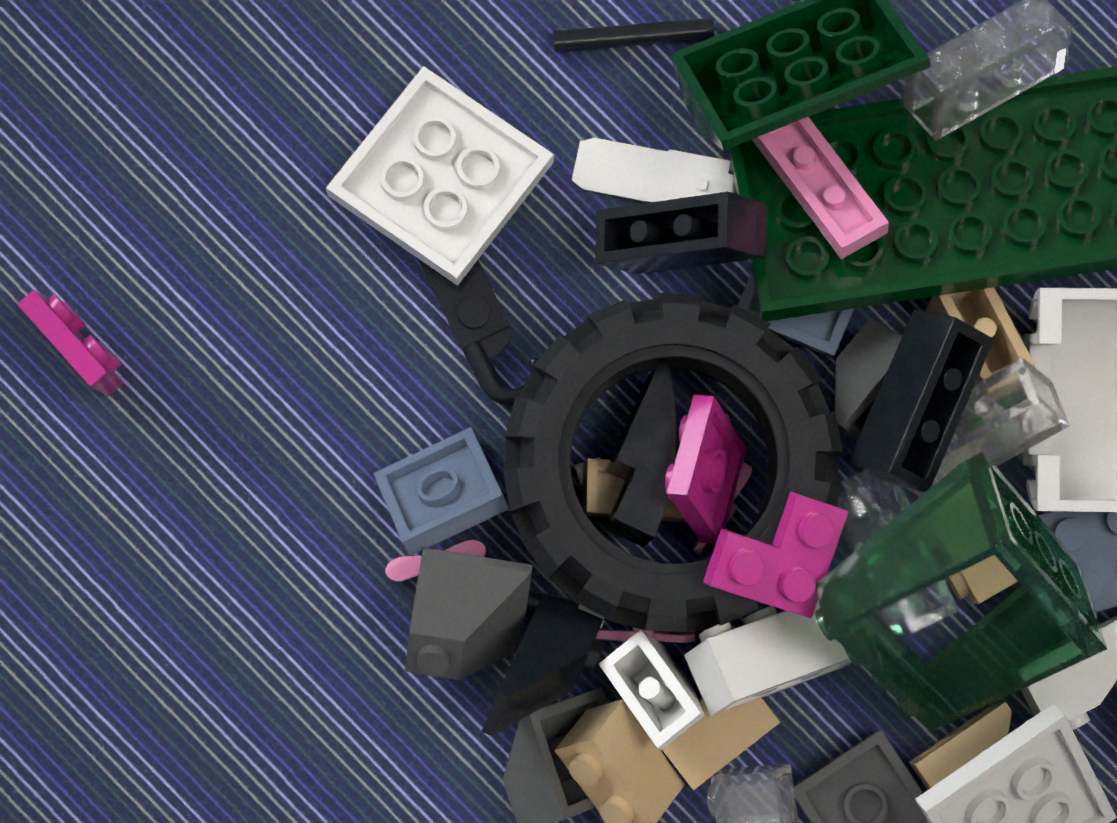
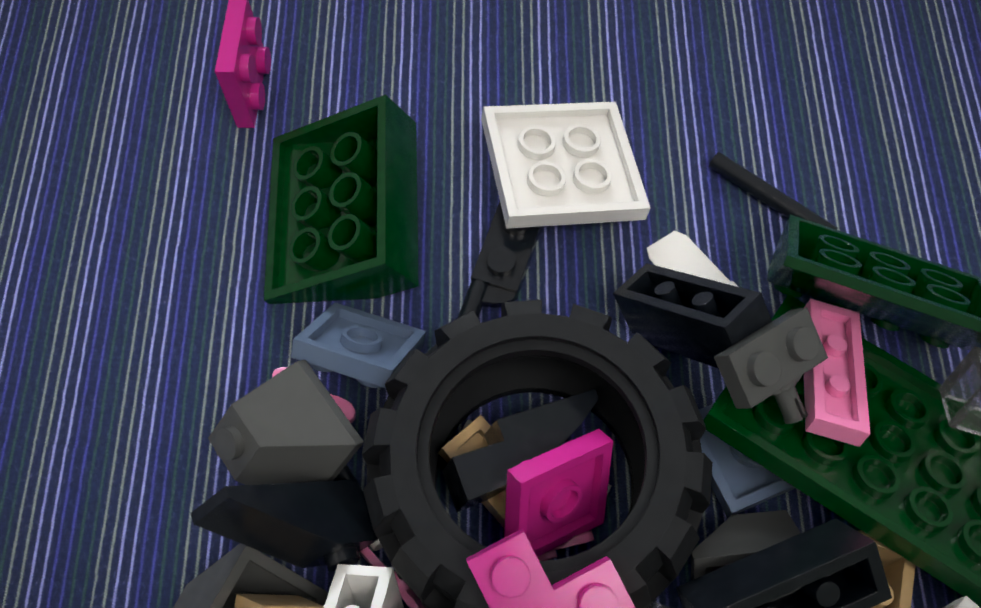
camera: 45 degrees right, 20 degrees down
(292, 386) = (344, 207): none -> dark green slope
(777, 232) = (773, 363): none -> dark grey plate

